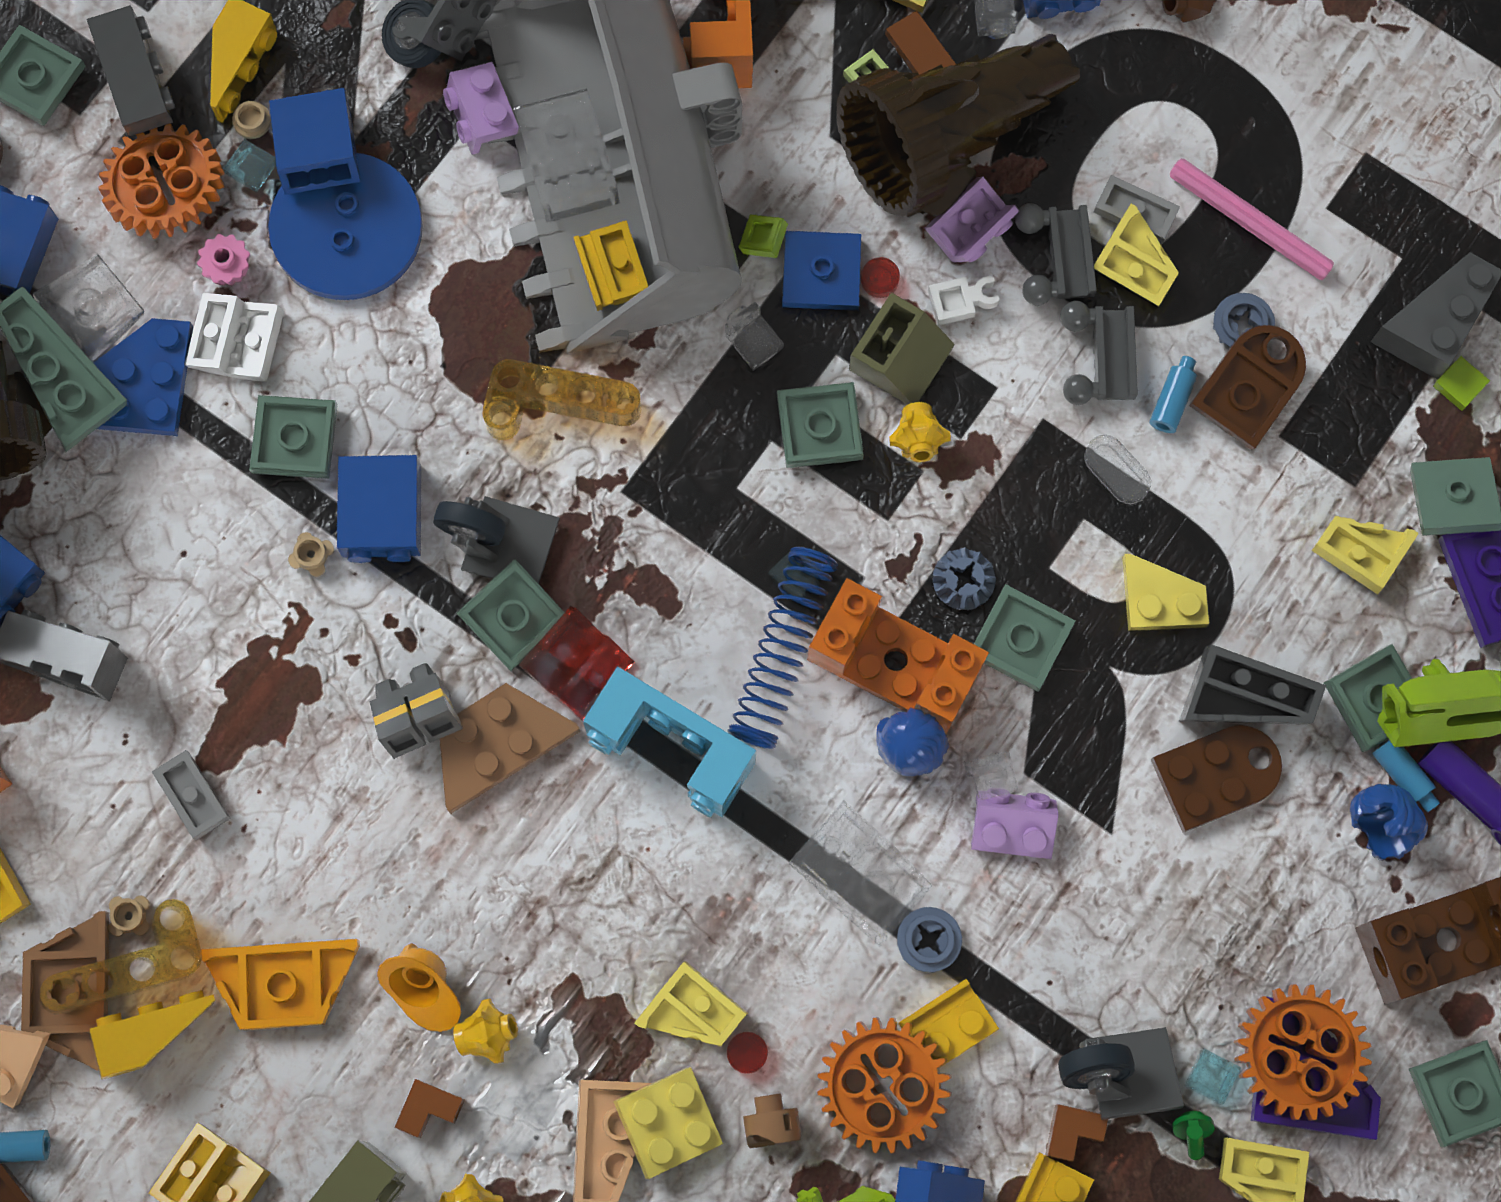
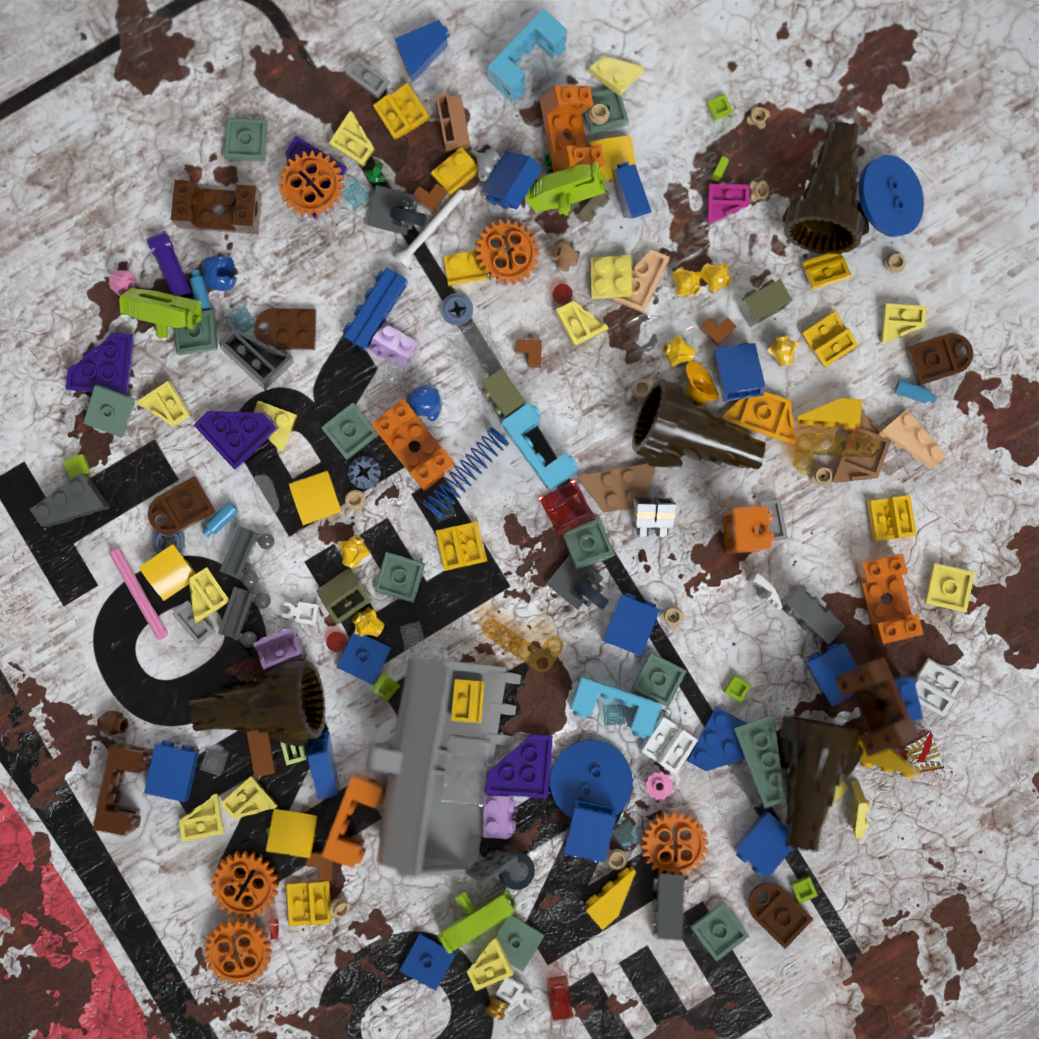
camera: 155 degrees left, 10 degrees up
(148, 479) = (737, 688): none -> lime tile
(152, 655) = (770, 594): none -> white slope
(227, 738) = (742, 529): none -> orange plate
(288, 1119) = (783, 350): none -> yellow rock
(300, 372) = (643, 715): none -> medium azure plate
(350, 349) = (613, 714): none -> clear light blue tile
(356, 1040) = (739, 372): none -> blue brick
(436, 879) = (676, 427): none -> dark brown cone
(469, 195) = (523, 770): none -> dark purple plate
(522, 1172) = (686, 282): none -> yellow rock
(527, 935) = (641, 389): none -> tan plate
(736, 522) = (461, 546): none -> yellow slope
(761, 925) = (530, 348): none -> dark orange piece
(775, 808) = (502, 394): none -> olive brick
(809, 66) = (323, 766): none -> blue slope
(840, 323) = (367, 623): none -> yellow rock
(957, 524) = (355, 500): none -> tan plate
(1029, 499) = (315, 497): none -> yellow slope
(1069, 997) = (404, 257): none -> white piece
(1077, 875) = (375, 309): none -> blue brick
(1219, 549) = (236, 433): none -> dark purple plate
(1220, 272) = (167, 572): none -> yellow slope
(1305, 755) = (242, 320): none -> clear light blue tile

